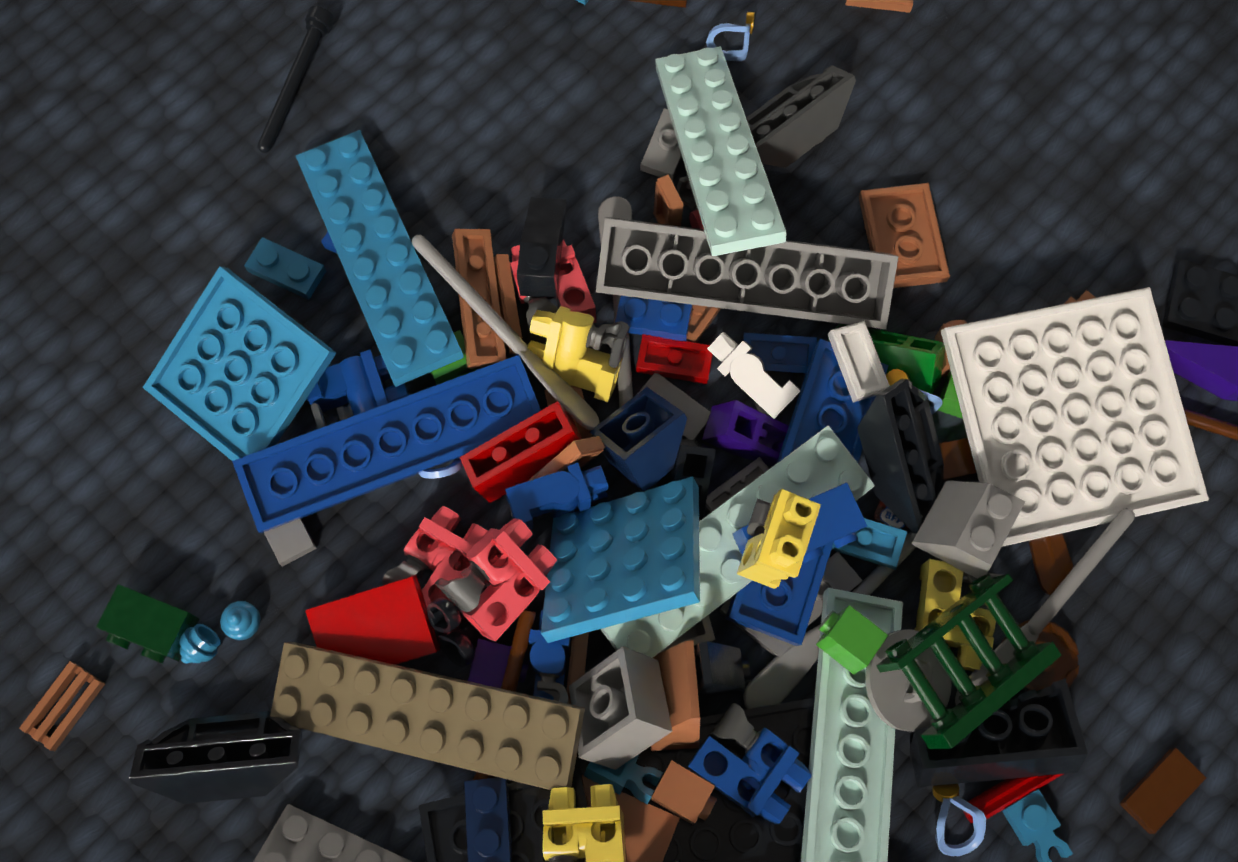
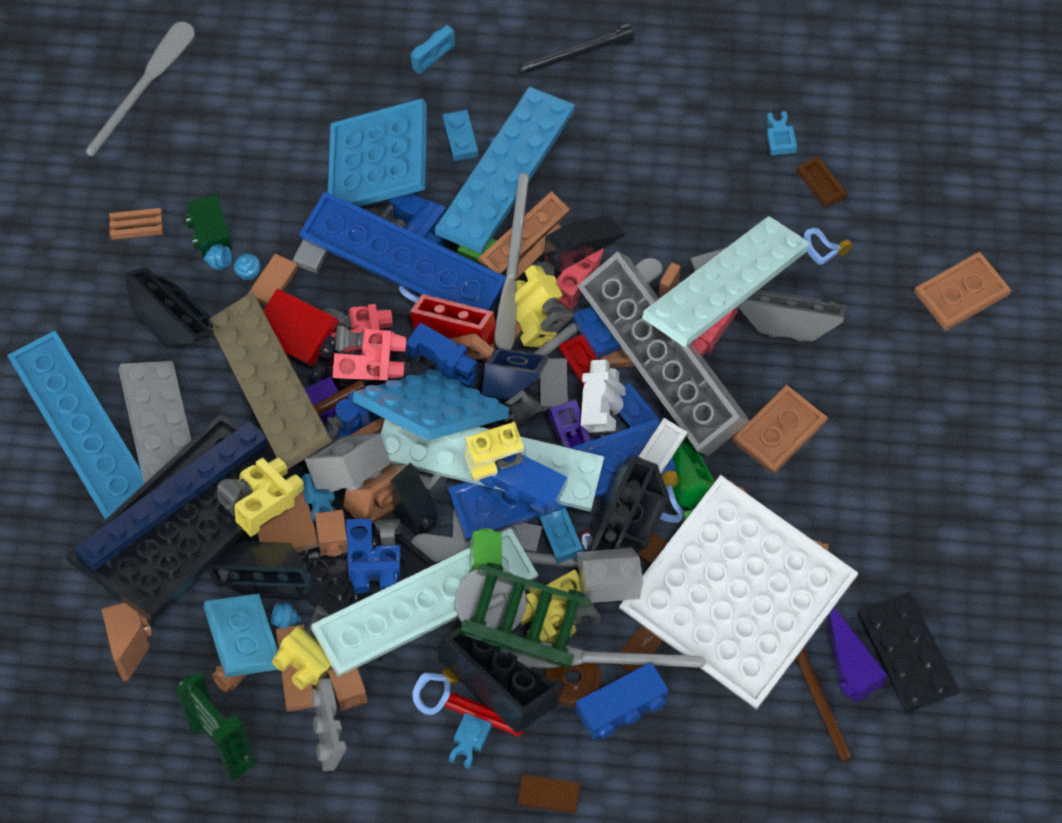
camera: 55 degrees right, 10 degrees down
(154, 221) = (432, 49): none -> dark azure plate
(283, 604) = (275, 275): none -> nougat tile
(1113, 630) = (622, 701): none -> blue brick

